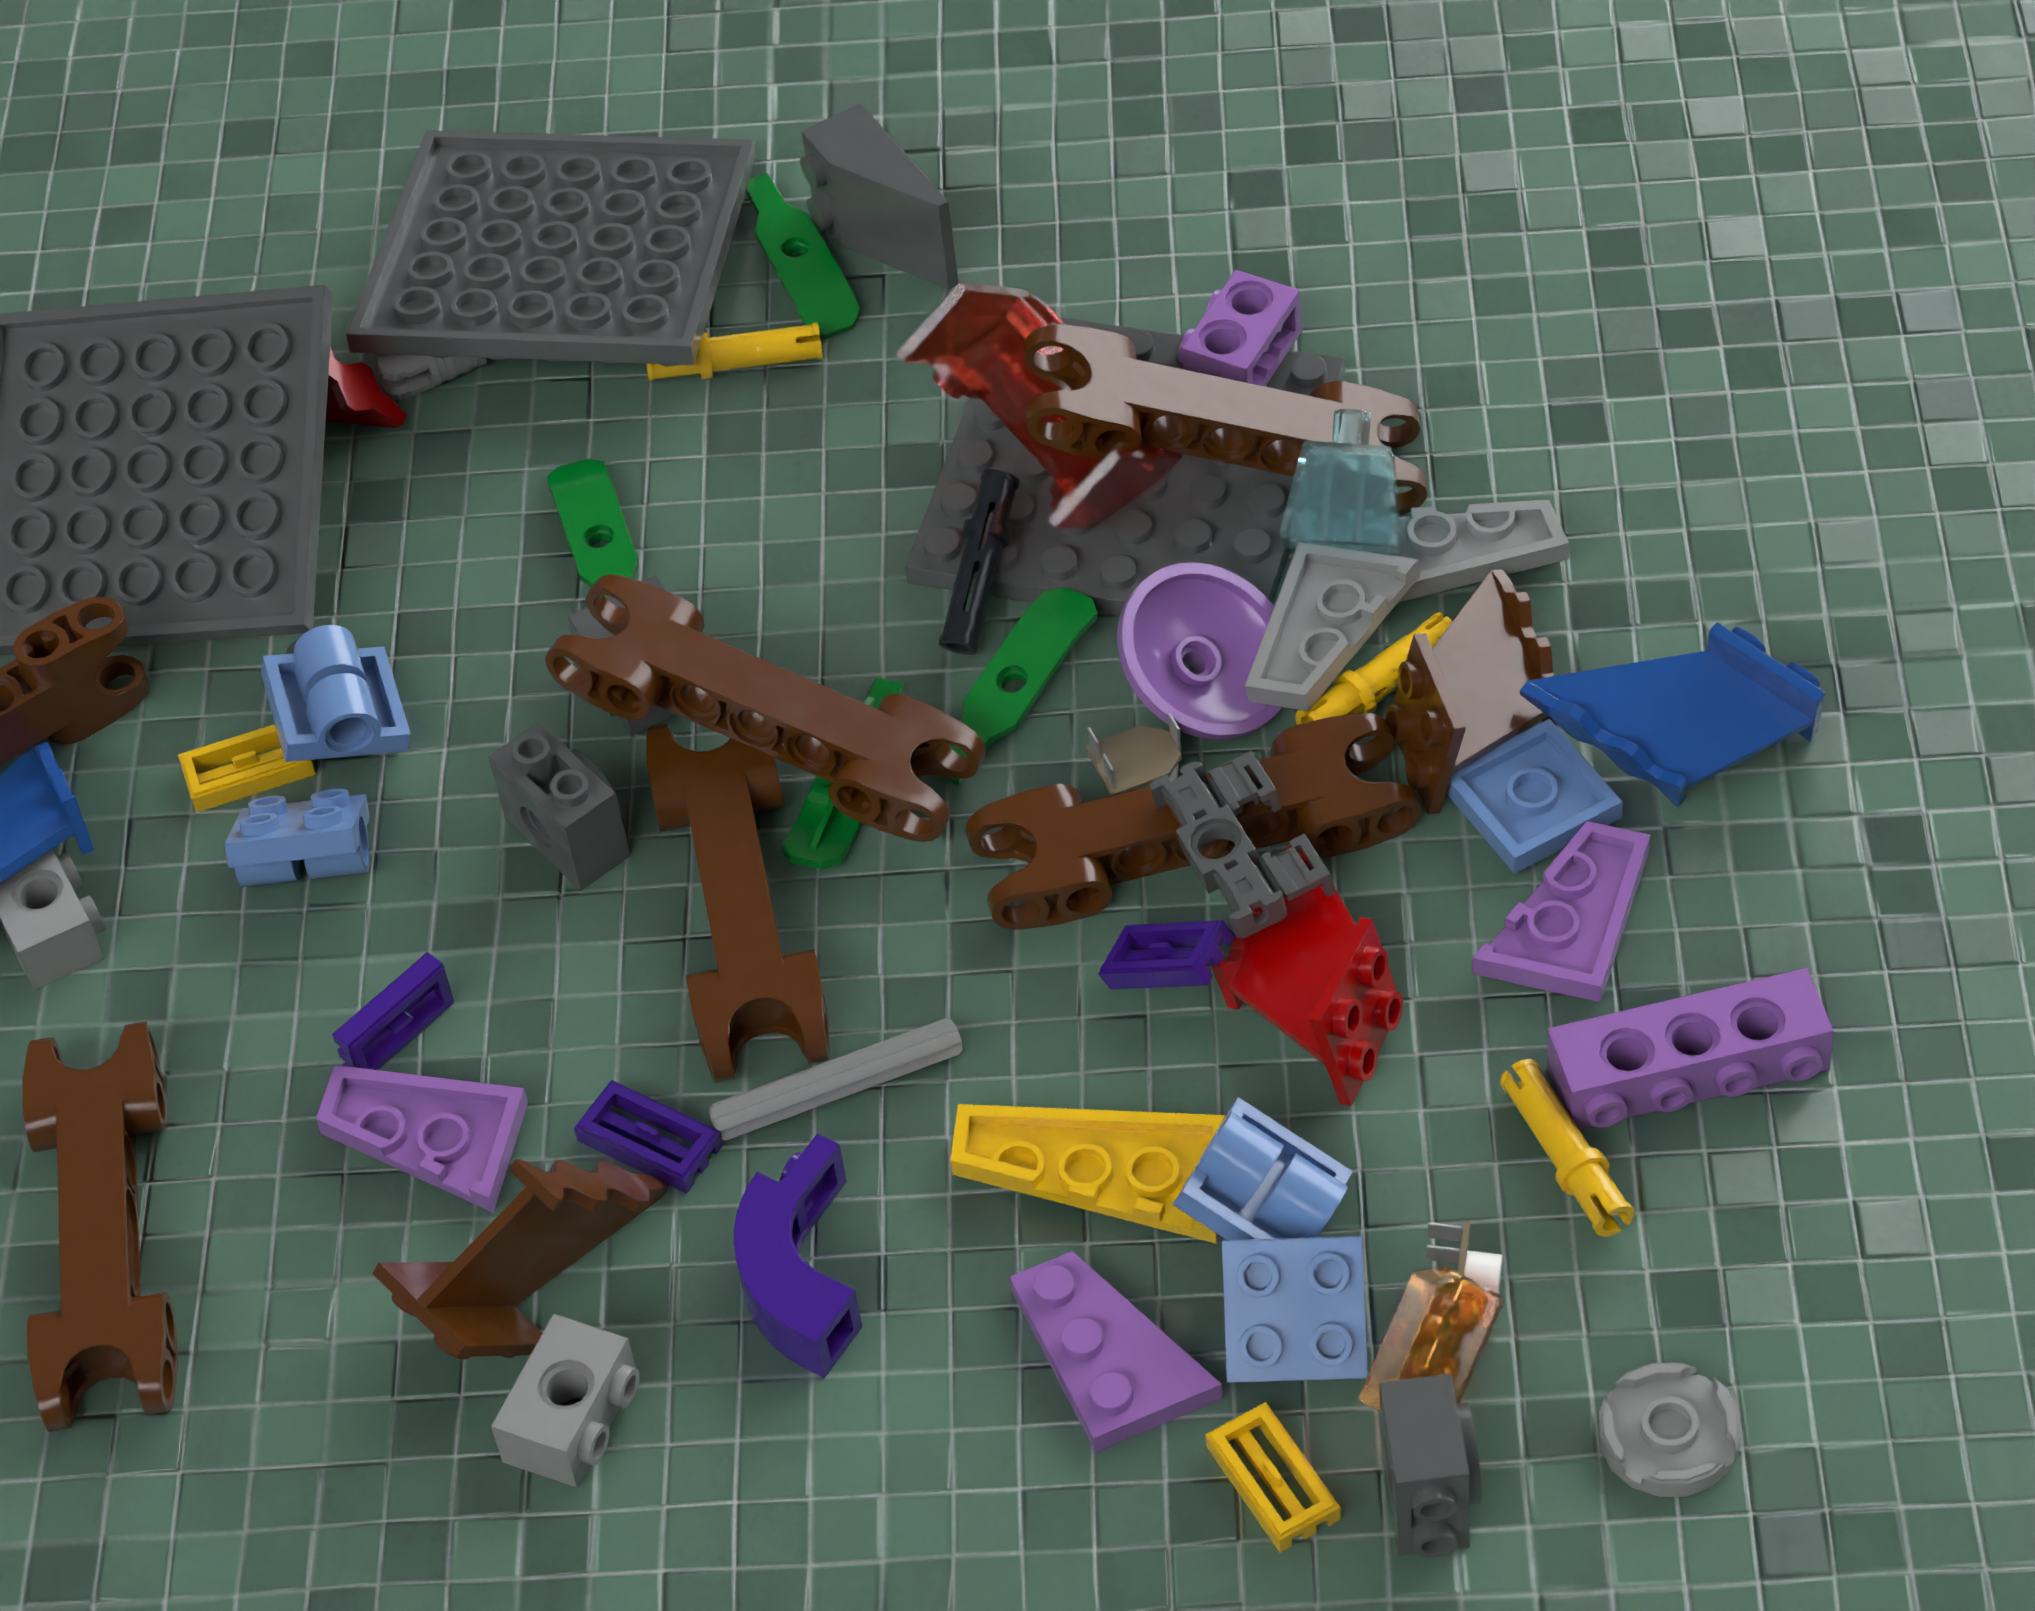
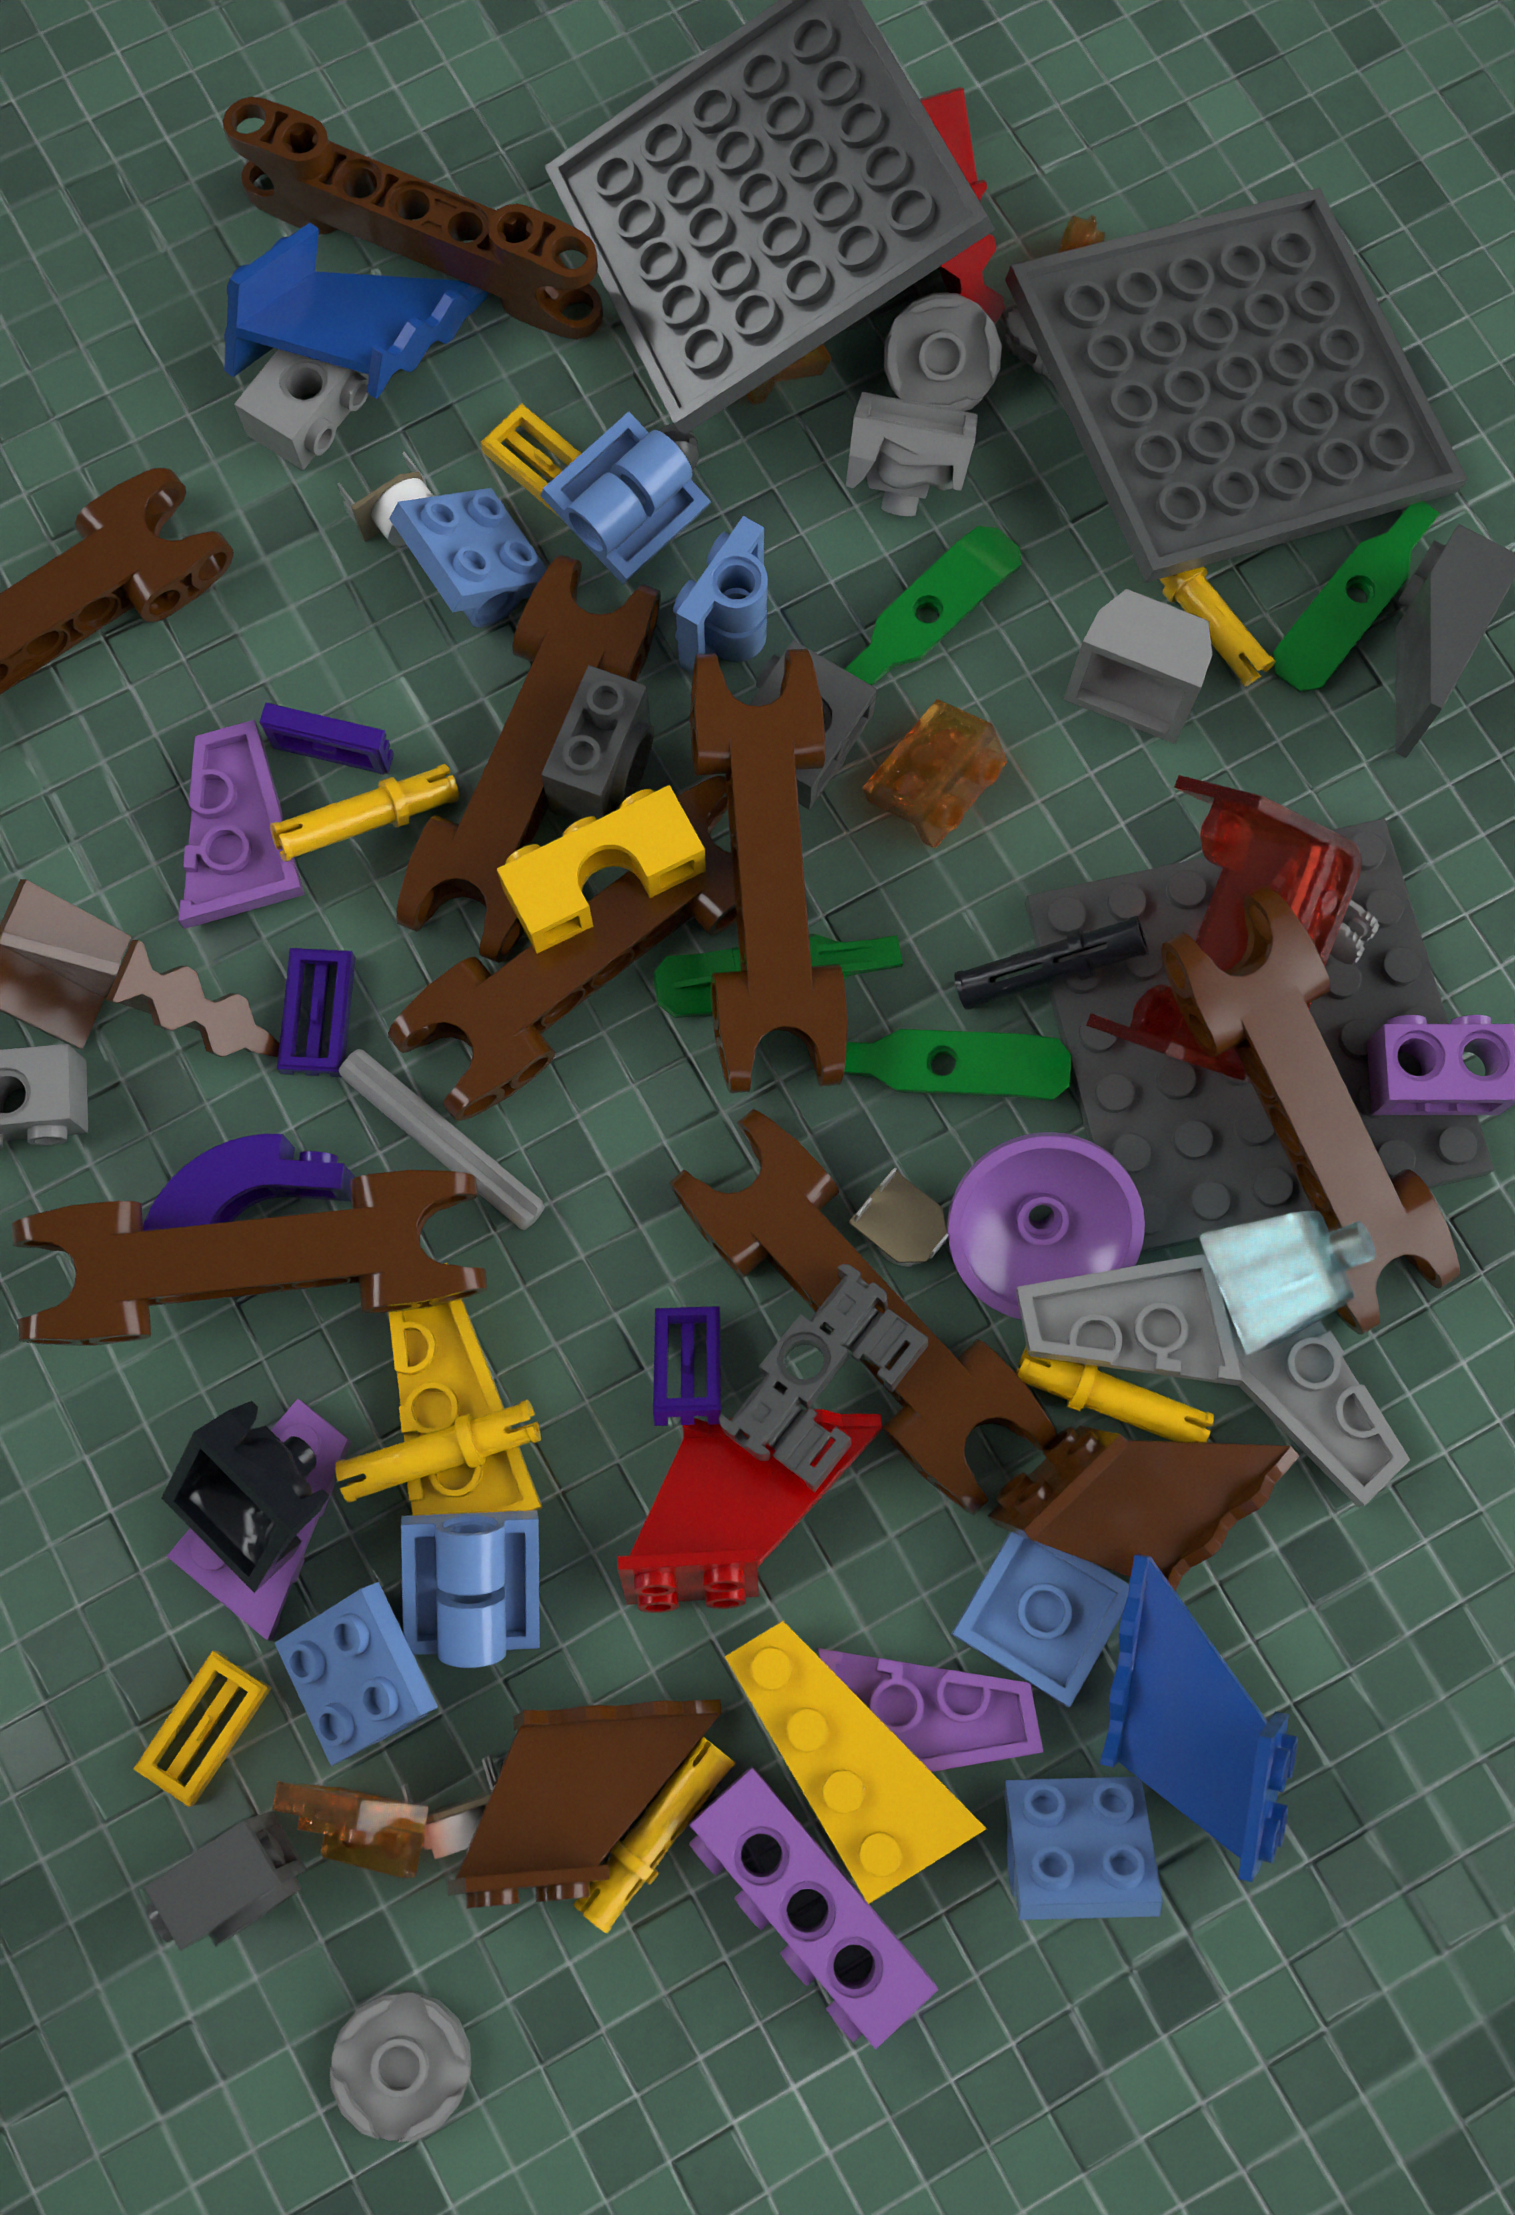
camera: 55 degrees right, 25 degrees up
(212, 886) = (375, 509): none -> piece
(345, 300) = (1080, 233): none -> clear orange plate
(379, 428) = (942, 352): none -> light grey tile
(451, 481) = (908, 448): none -> light grey brick
(492, 992) = (387, 804): none -> yellow pin
(494, 651) = (729, 601): none -> medium blue plate
(585, 933) = (510, 796): none -> reddish brown piece
(676, 866) = (644, 836): none -> yellow arch
(749, 583) = (938, 771): none -> clear orange bracket
(768, 396) = (1142, 664): none -> light grey brick
(818, 1313) = (130, 1269): none -> reddish brown piece
(1087, 1303) = (245, 1493): none -> black brick
(1134, 1135) = (437, 1451): none -> yellow pin
(1503, 1179) = (572, 1794): none -> reddish brown piece
(1578, 966) = (860, 1779): none -> yellow wing
(1742, 840) = (1080, 1849): none -> medium blue plate

